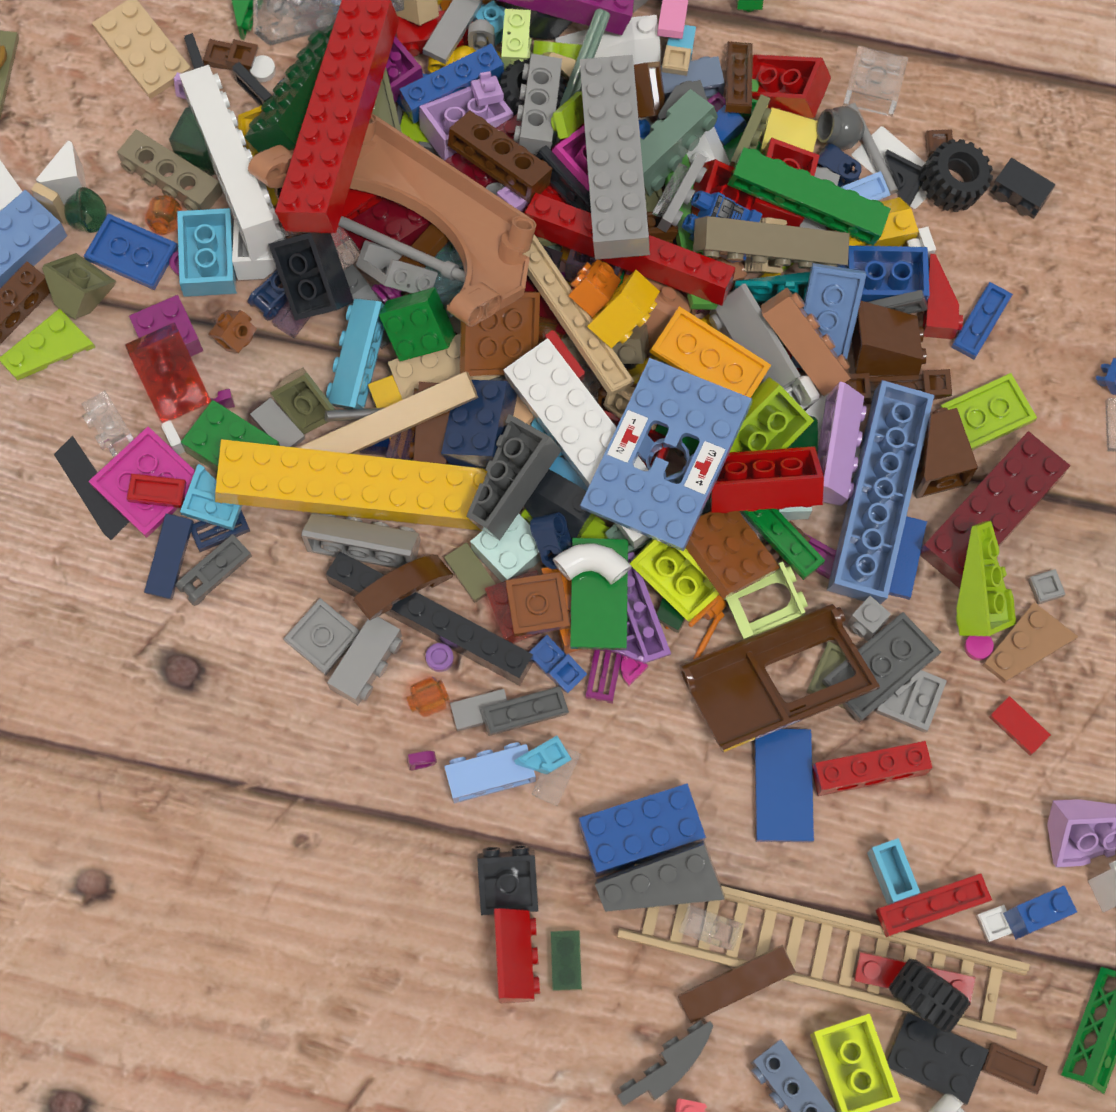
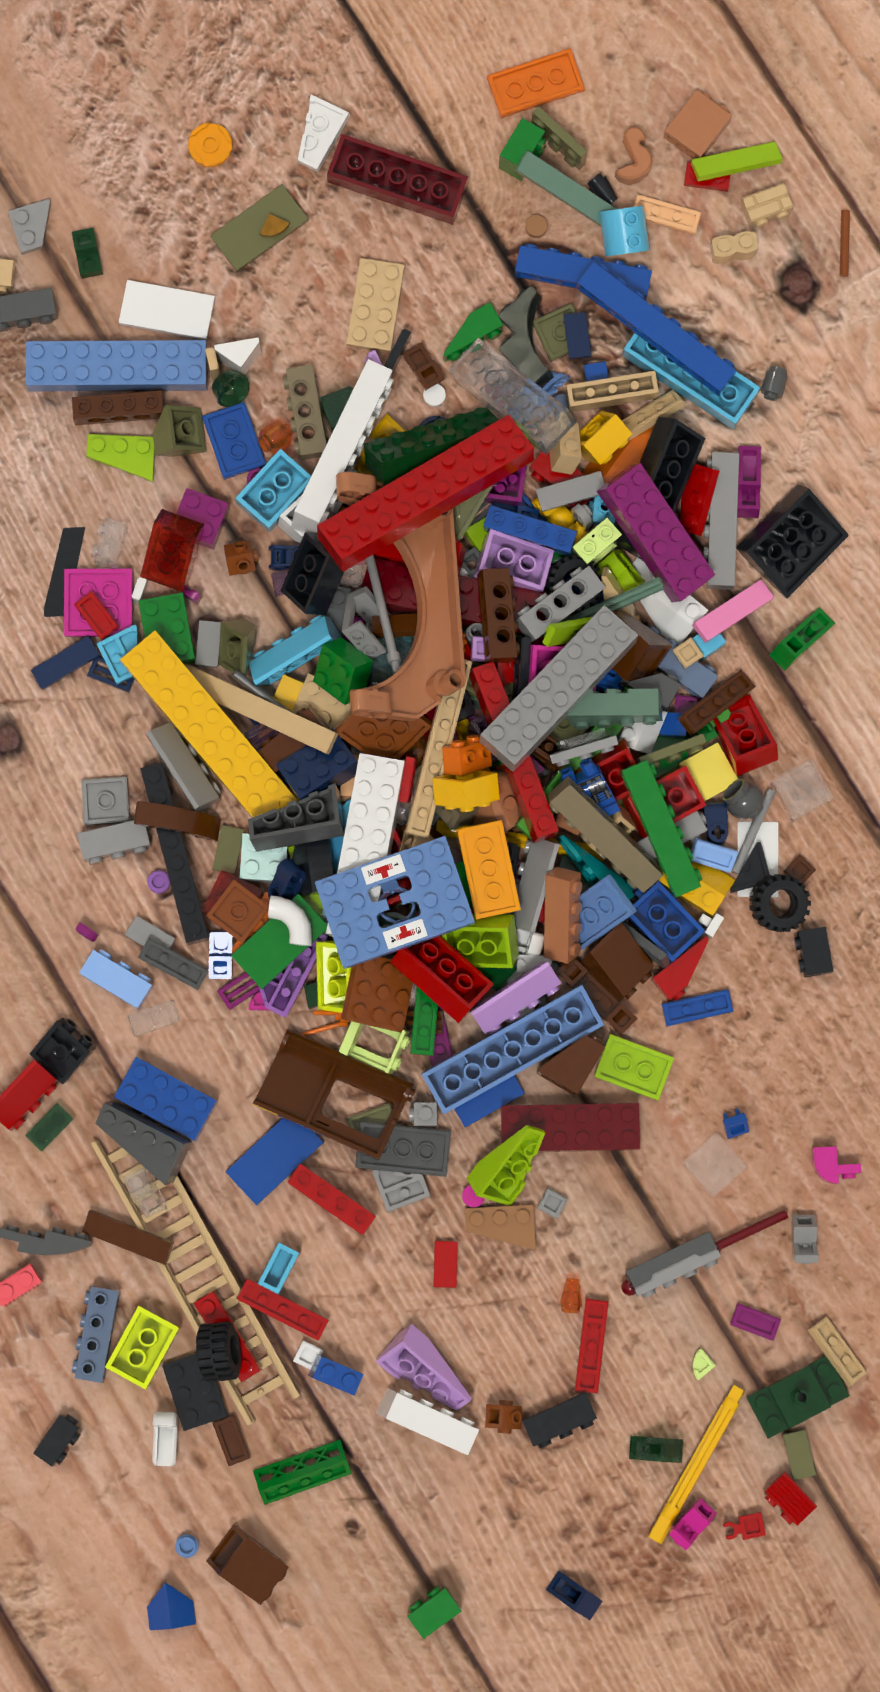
camera: 45 degrees right, 10 degrees up
(213, 569) = (84, 697): dark grey plate -> none
(250, 84) = (413, 403): black tile -> none
(428, 696) = (126, 899): clear orange head -> none
(487, 89) = (542, 559): lavender tile -> none
(545, 757) = (155, 1003): medium azure tile -> none

